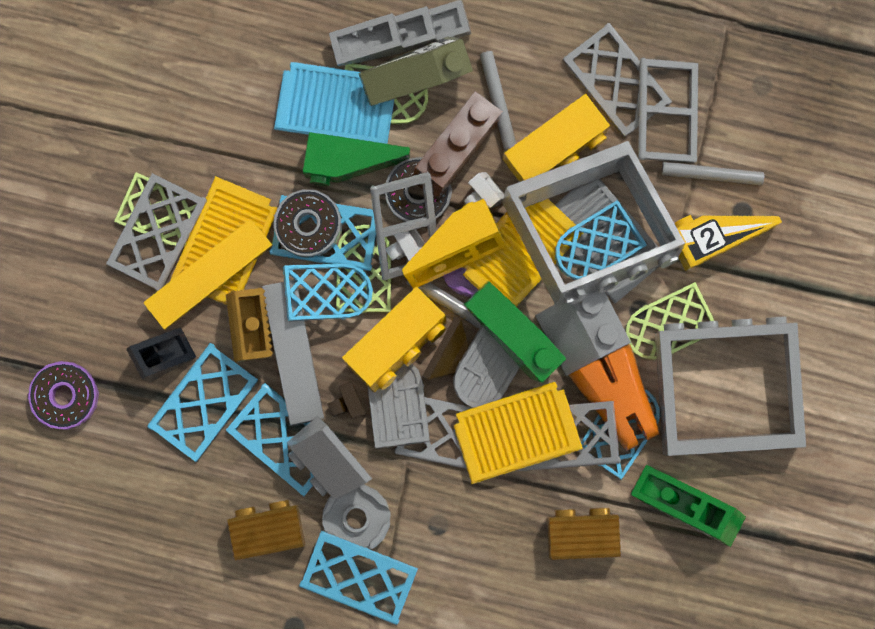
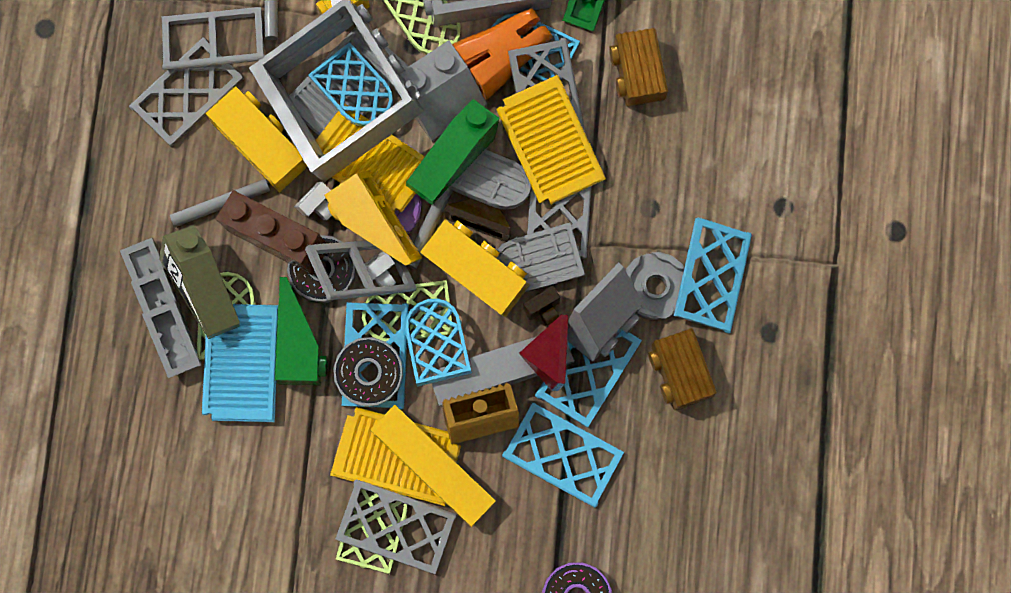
camera: 95 degrees left, 5 degrees down
(161, 354) = (521, 500): black slope -> none
(297, 398) = (548, 353): none -> dark red slope

